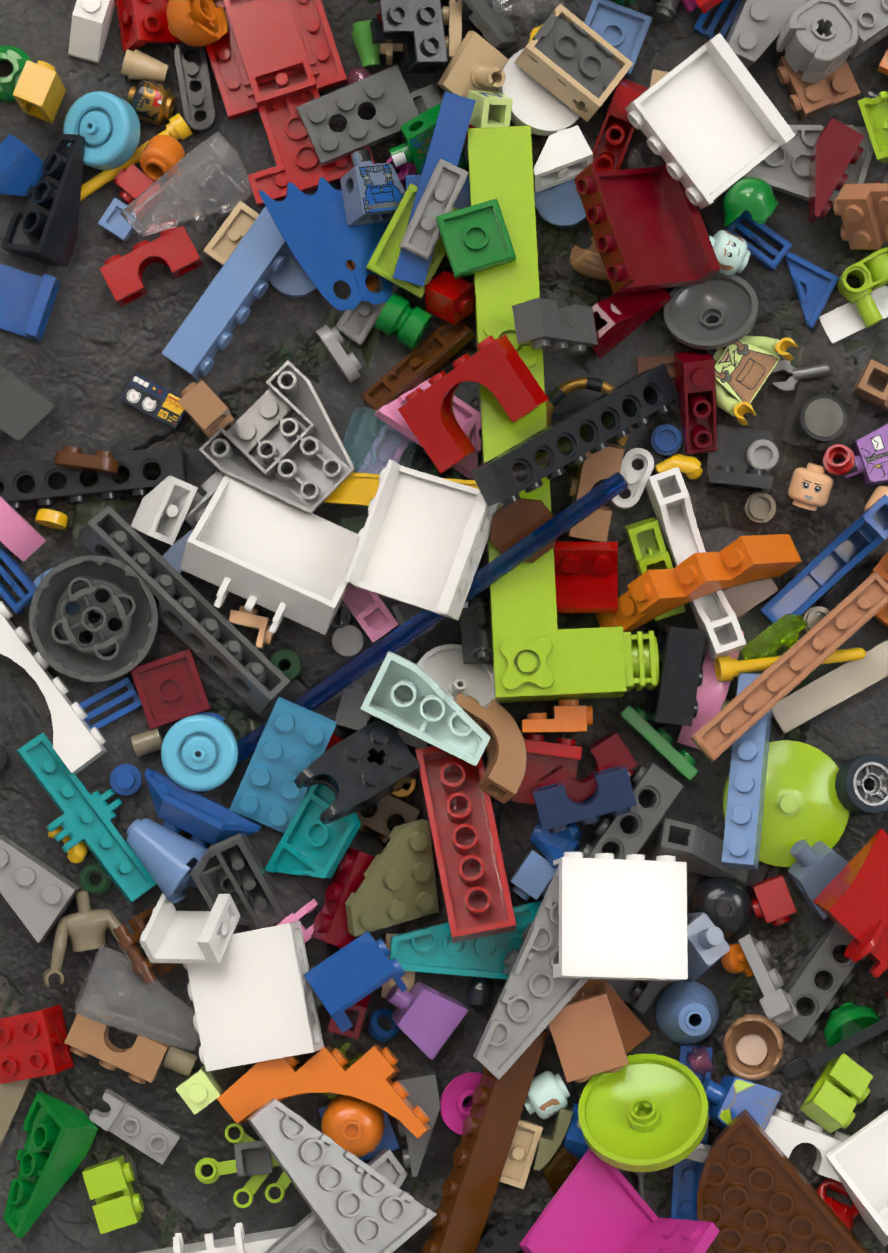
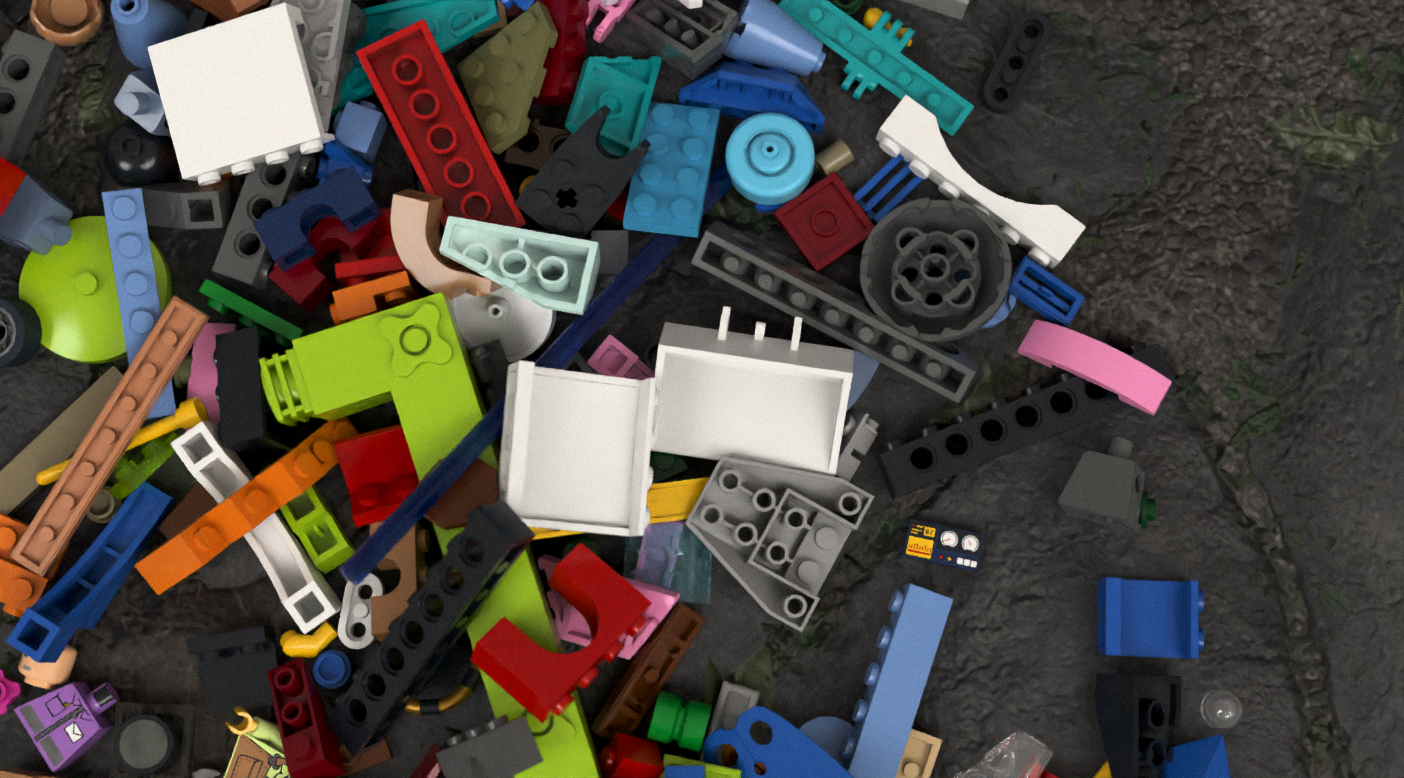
camera: 165 degrees right, 5 degrees down
(51, 519) = (1019, 374): yellow tile -> none
(73, 458) = (1015, 442): reddish brown plate -> none
(114, 222) = (1063, 748): medium blue plate -> none
(125, 272) = (1025, 684): red arch -> none
(125, 779) = (844, 112): blue plate -> none
(164, 509) = (893, 415): white slope -> none
(205, 408) = (880, 542): medium nougat arch -> none
(252, 620) = (746, 321): light nougat bracket -> none
(294, 660) = (700, 296): dark green plate -> none
(346, 363) = (757, 674): light grey plate -> none
(347, 641) = (640, 332): light grey tile -> none
(735, 961) = (105, 103): orange piece -> none
(760, 507) = (201, 619): dark tan plate -> none
(762, 455) = (211, 680): light grey tile -> none
(772, 900) = (83, 176): red brick -> none
(776, 1002) = (46, 57): light grey plate -> none
(810, 487) = (146, 659): light nougat head -> none
(836, 452) = (119, 709): red plate -> none

